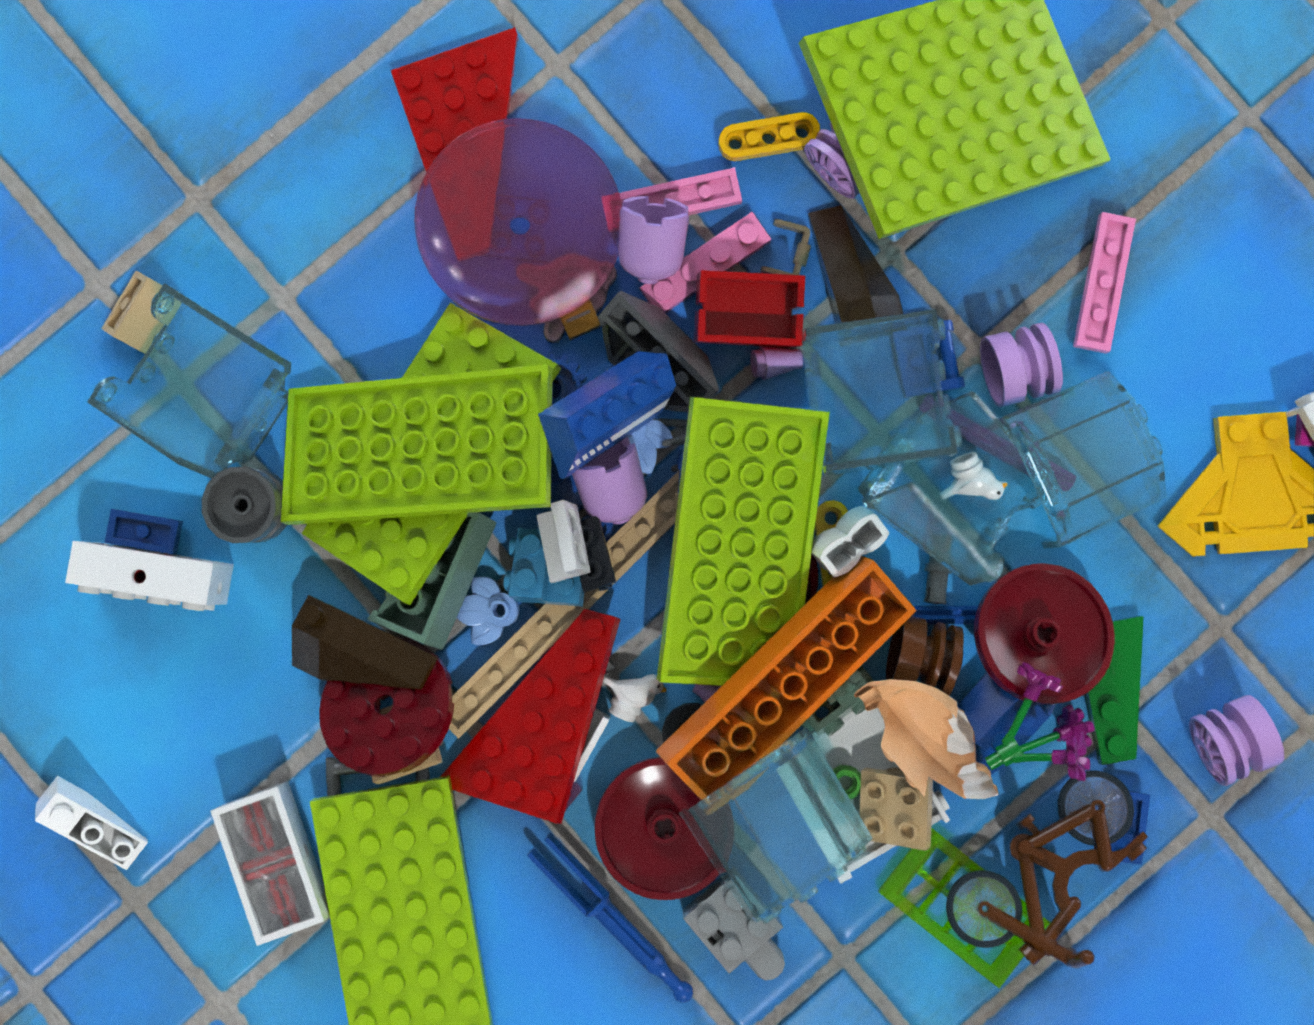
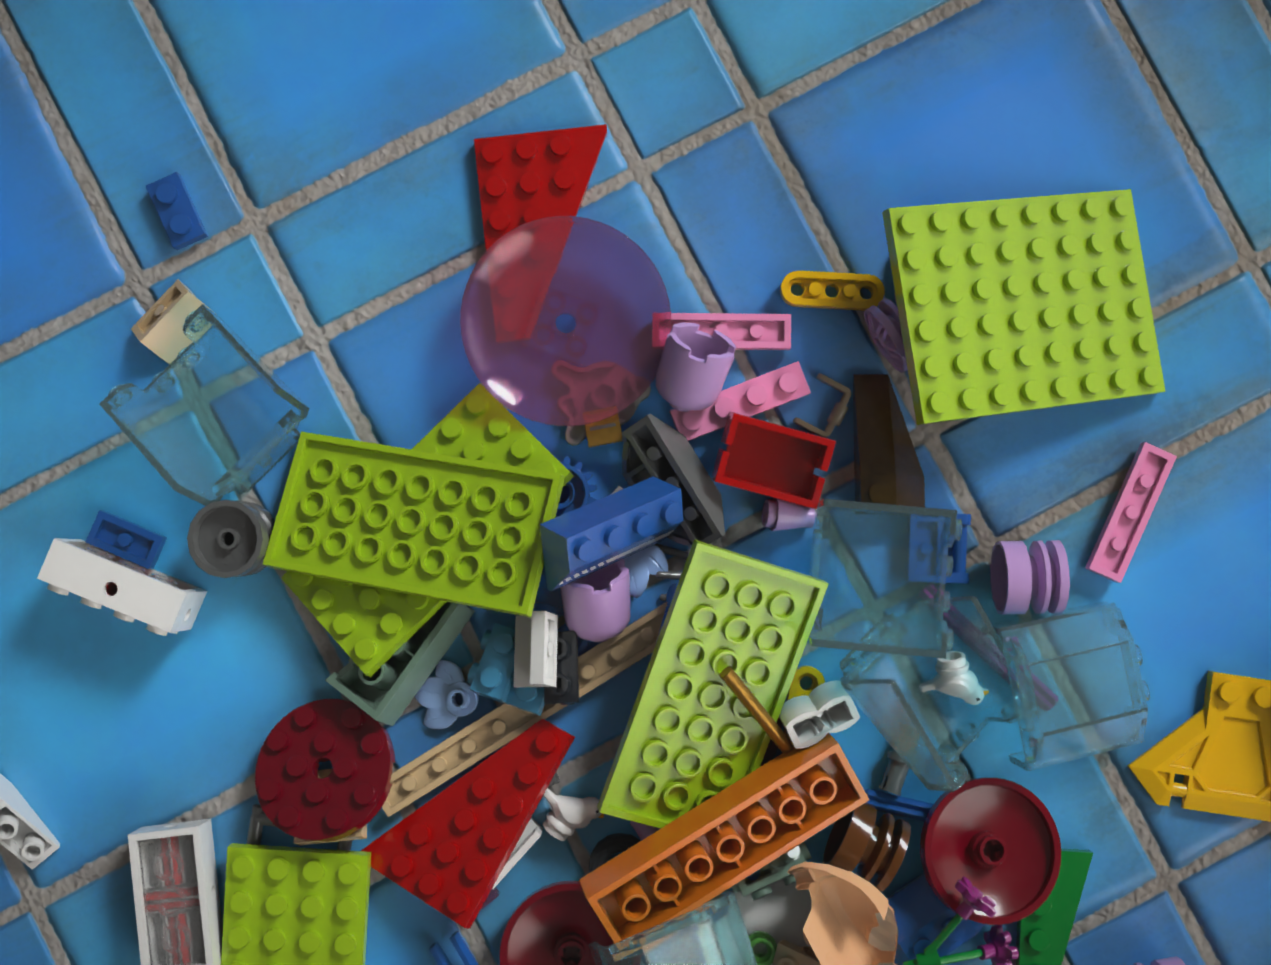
camera: 10 degrees right, 0 degrees up
(119, 205) = (176, 211): none -> blue plate
(350, 650) = (299, 704): dark brown wedge -> none
(788, 549) = (756, 710): none -> pearl gold bar

